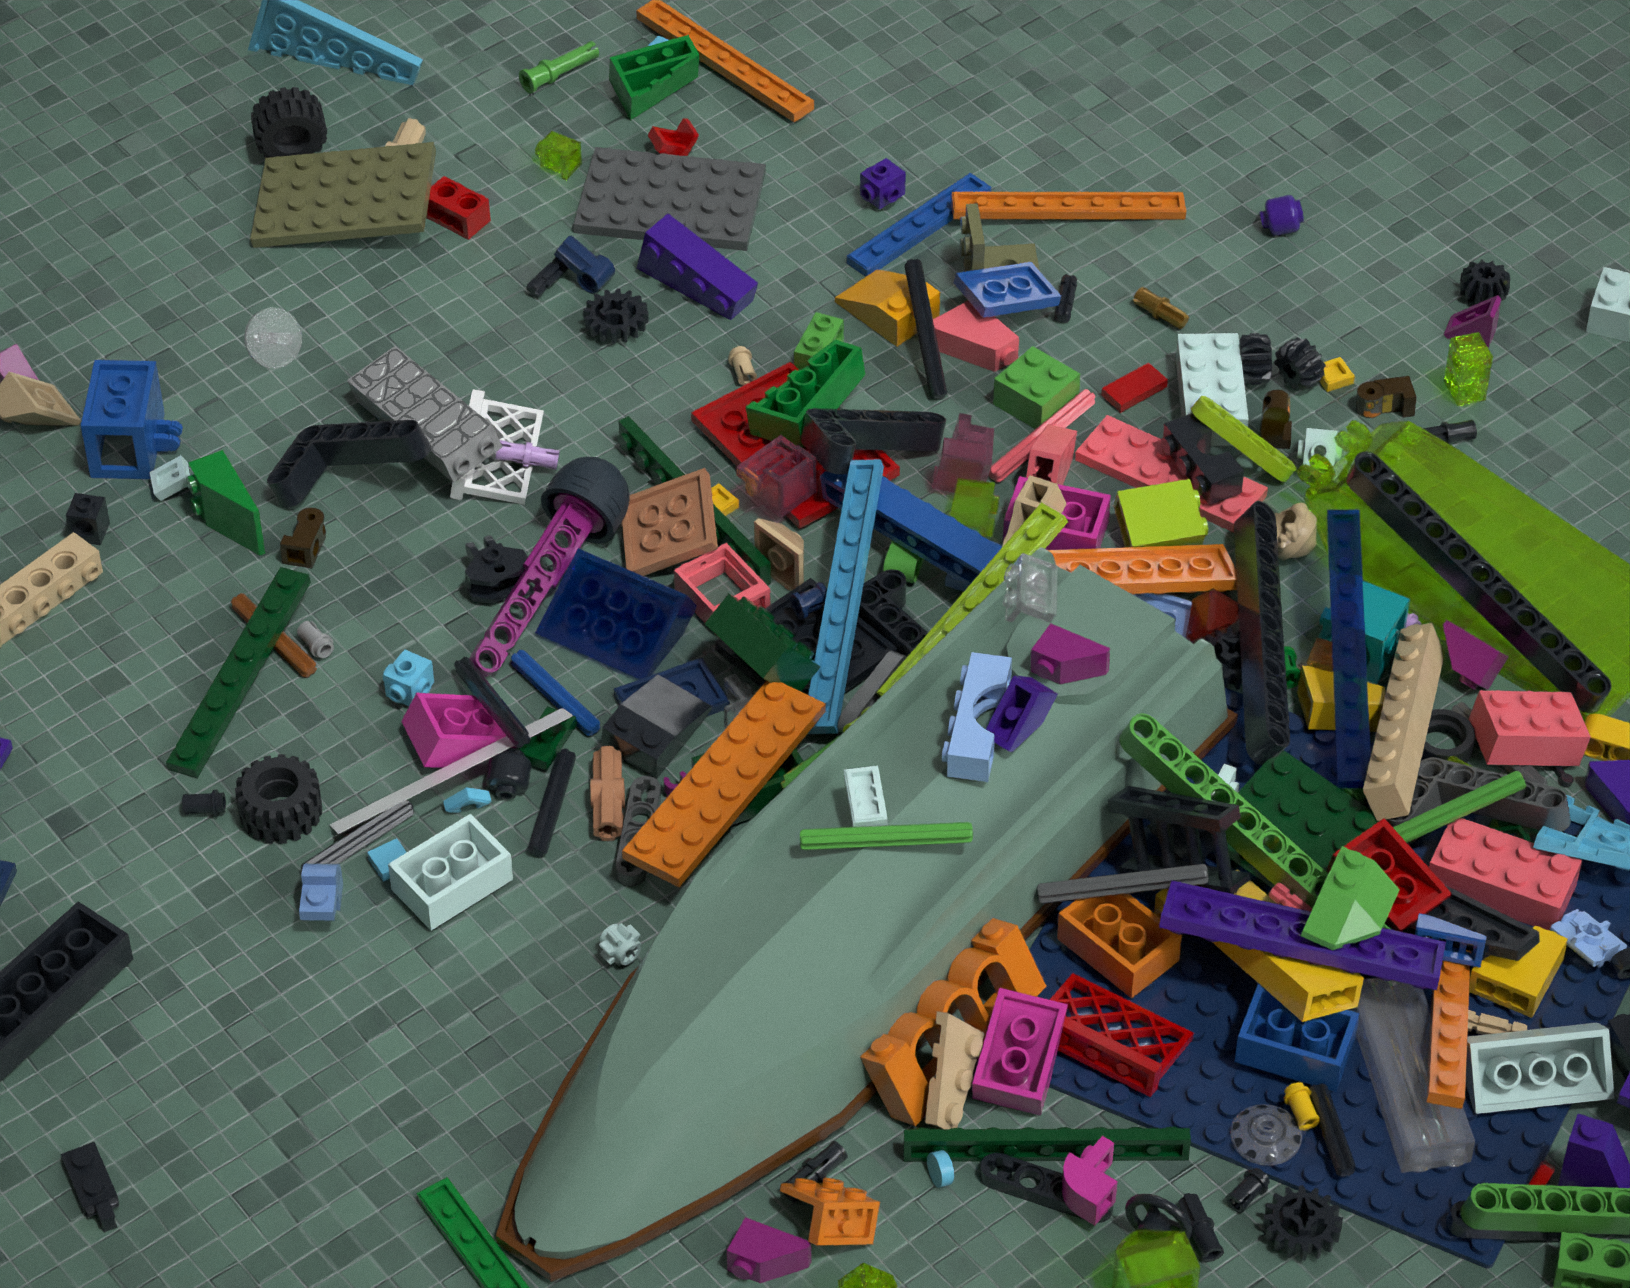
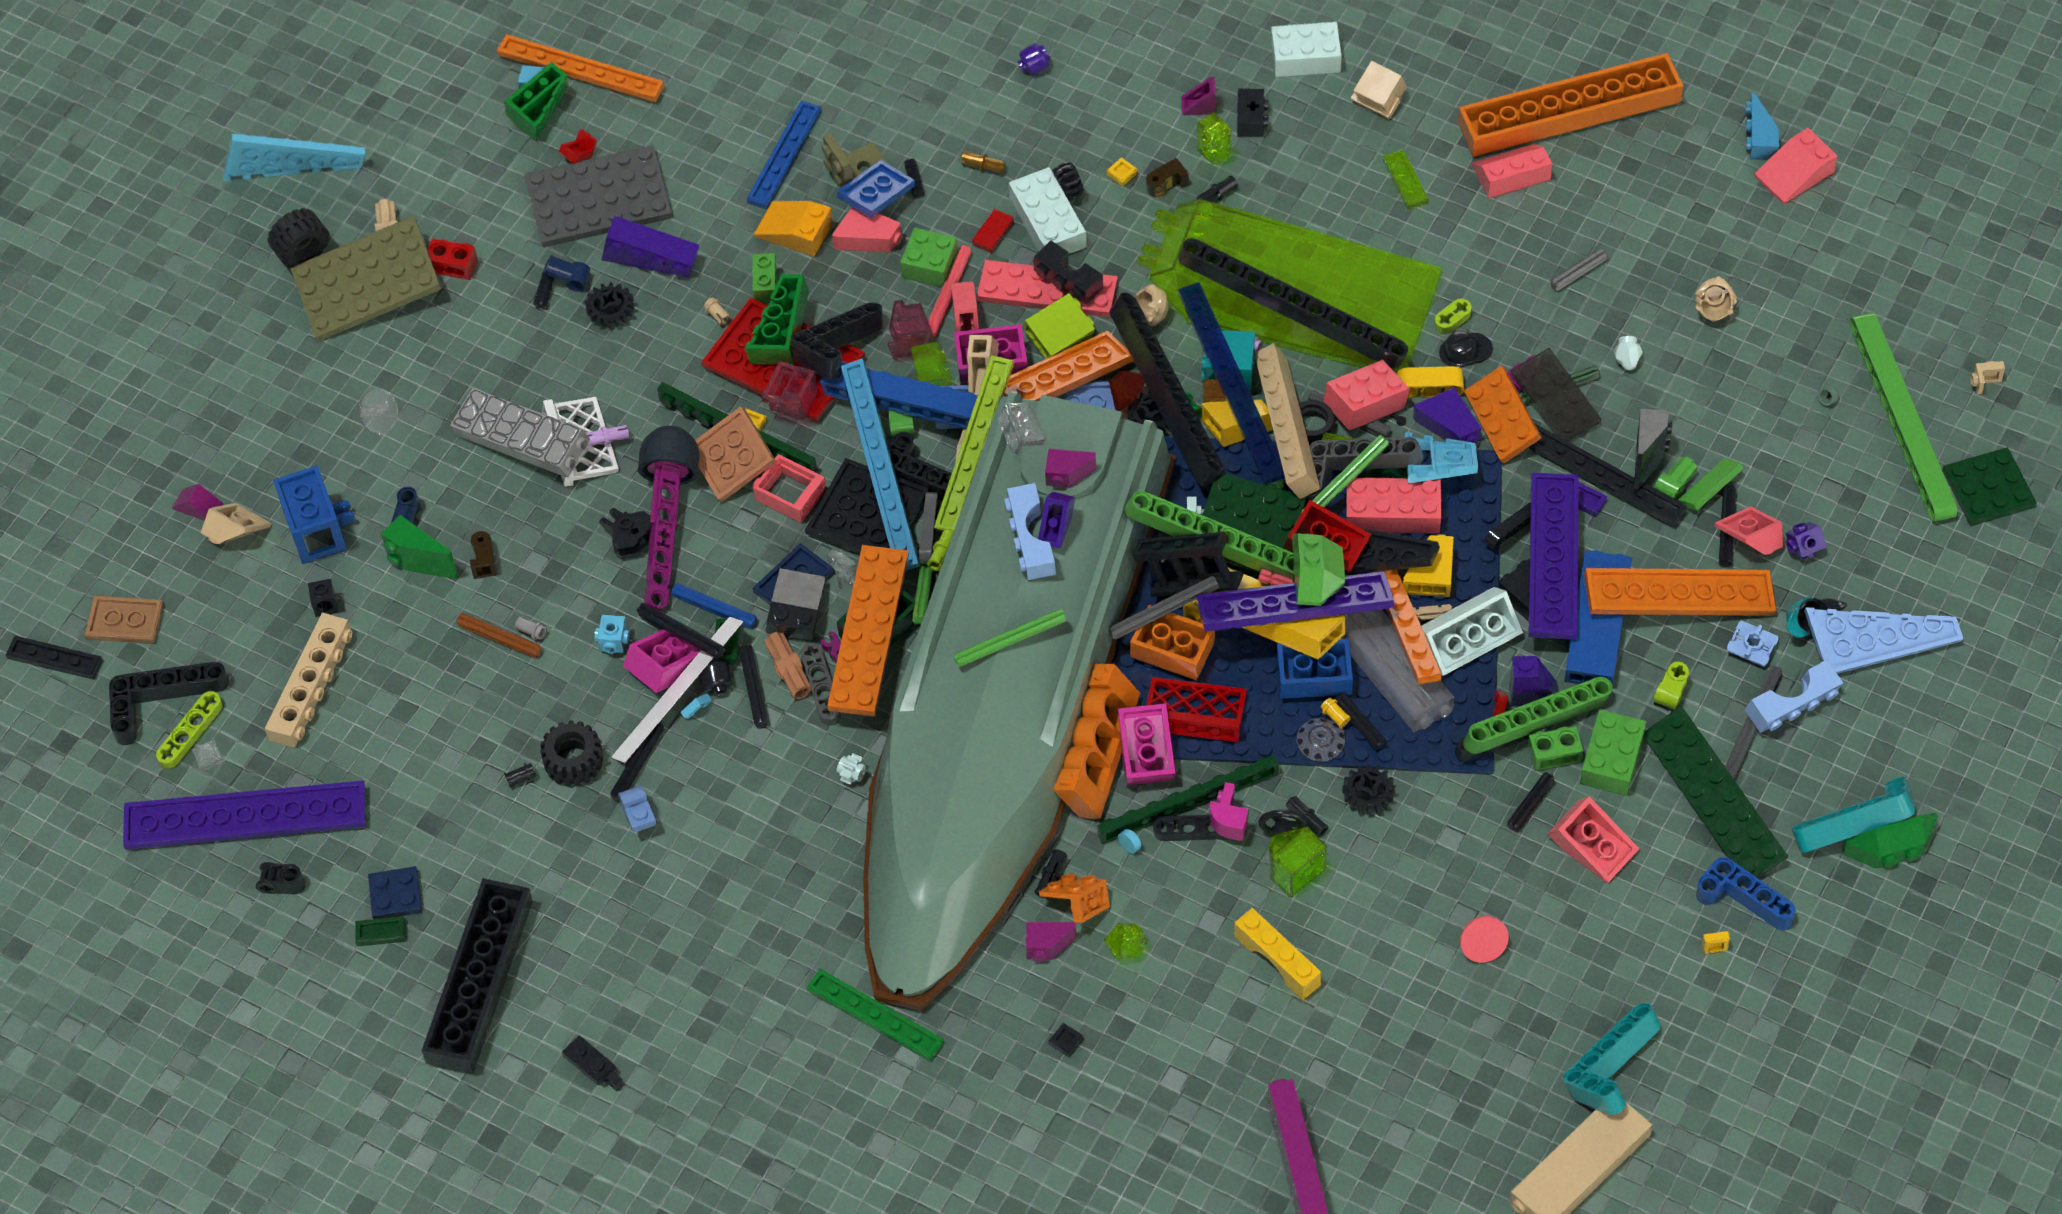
camera: 20 degrees left, 10 degrees up
(170, 478) = (365, 544): light aqua bracket -> none
(238, 672) = (492, 672): dark green plate -> none
(249, 452) = (407, 509): none -> dark blue piece
(343, 445) = (479, 475): black beam -> none
(383, 855) = (666, 767): medium azure tile -> none
(450, 871) = (715, 761): light aqua brick -> none
(548, 71) = (457, 122): bright green pin -> none
(559, 154) = (502, 189): clear neon green brick -> none
(615, 615) = (727, 535): clear blue slope -> none
(762, 642) = (845, 522): dark green brick -> none
(783, 550) = (821, 446): tan slope -> none
(808, 601) = (856, 476): dark blue bush -> none
(865, 796) = (984, 616): light aqua plate -> none
(882, 183) = (745, 132): dark purple brick -> none
(925, 329) = (834, 240): black axle -> none
(956, 1061) = (1110, 765): tan wing -> none
(1071, 205) = (882, 103): orange tile -> none
(1243, 438) = (1088, 247): lime beam -> none
(1253, 1184) = (1325, 780): black pin -> none
(1275, 417) = (1102, 225): dark brown leg -> none
(1300, 364) = (1099, 174): black gear -> none
(1319, 437) = (1135, 230): light aqua brick -> none
(1438, 928) = (1379, 564): blue slope -> none
(1472, 657) = (1307, 355): magenta slope -> none
(1484, 281) = (1194, 65): black gear -> none
(1533, 358) = (1250, 112): none -> black brick
(1588, 937) = (1463, 529): light blue piece -> none

